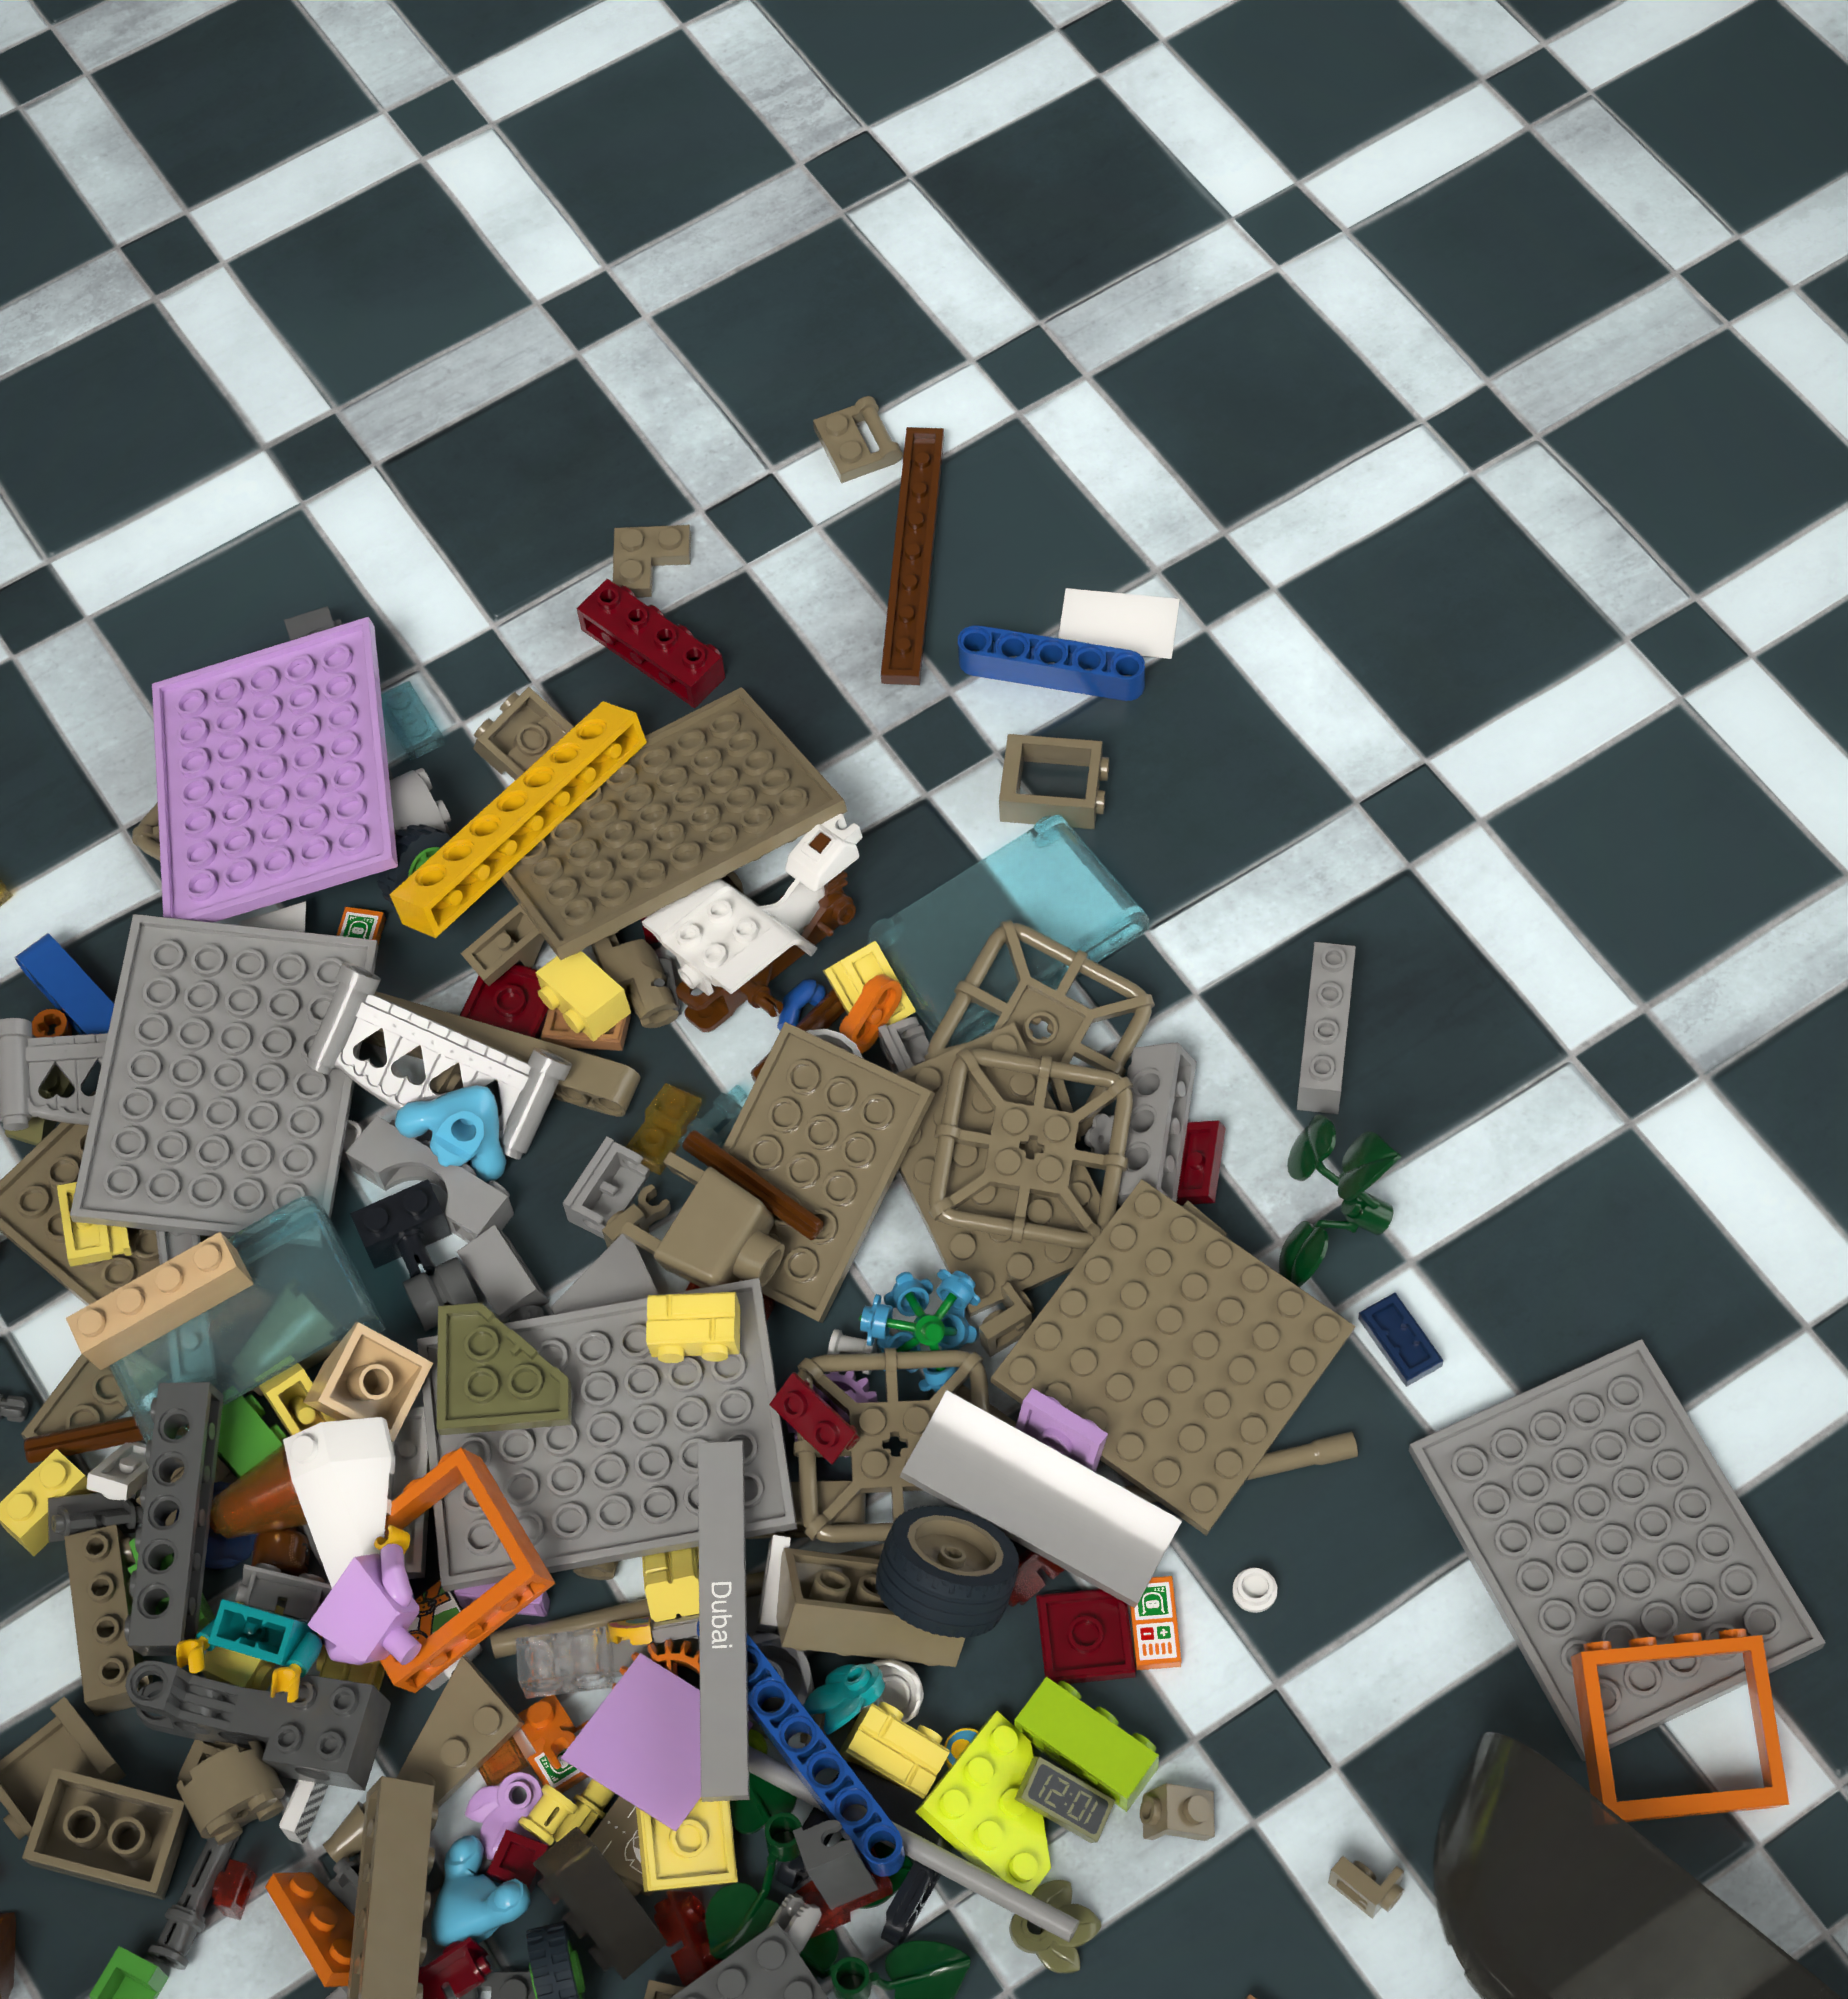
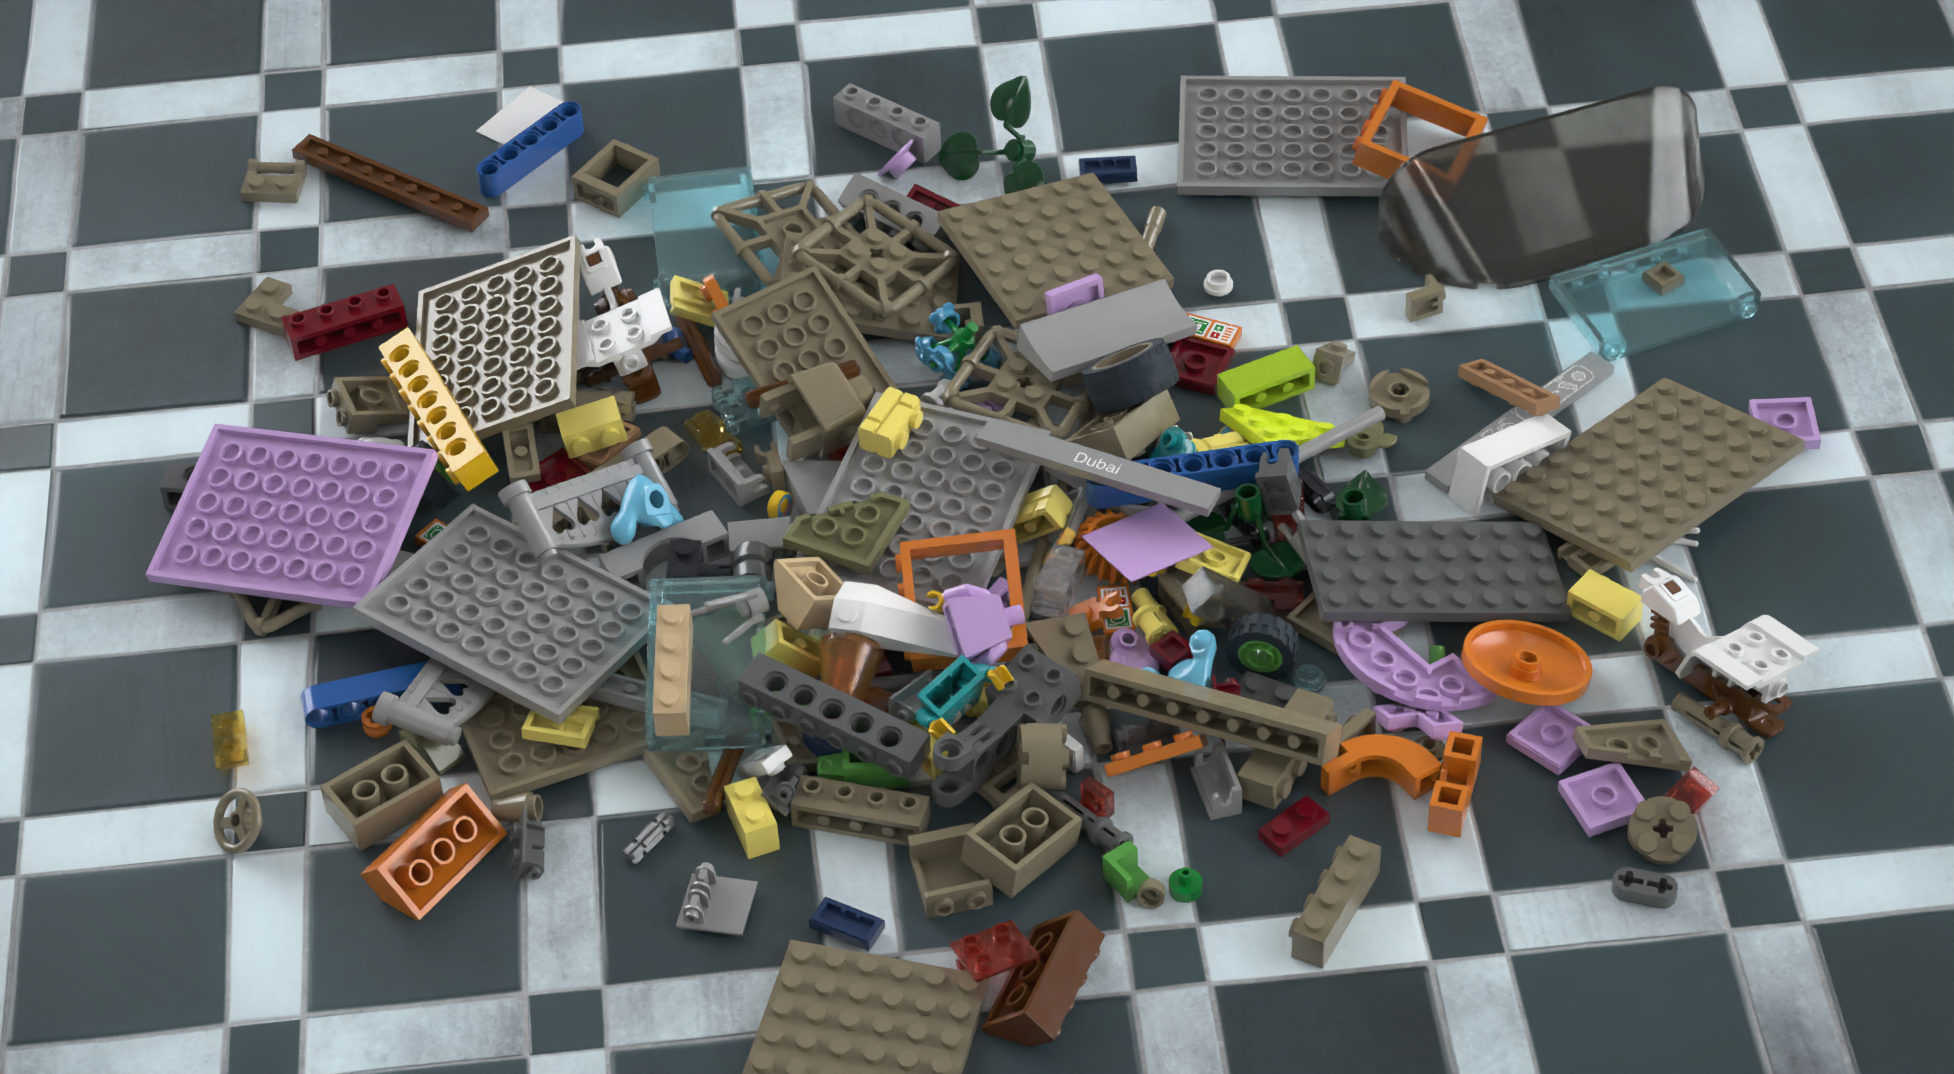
camera: 65 degrees left, 15 degrees down
(298, 1330) = (749, 604): none -> light grey plant
(569, 1265) = (780, 504): none -> yellow tile
(814, 1418) = (990, 394): dark red hinge -> none
(1065, 1799) = (1294, 399): tile -> none
(1141, 1914) = (1400, 407): none -> dark tan plate
(1261, 1080) = (900, 161): none -> lavender piece

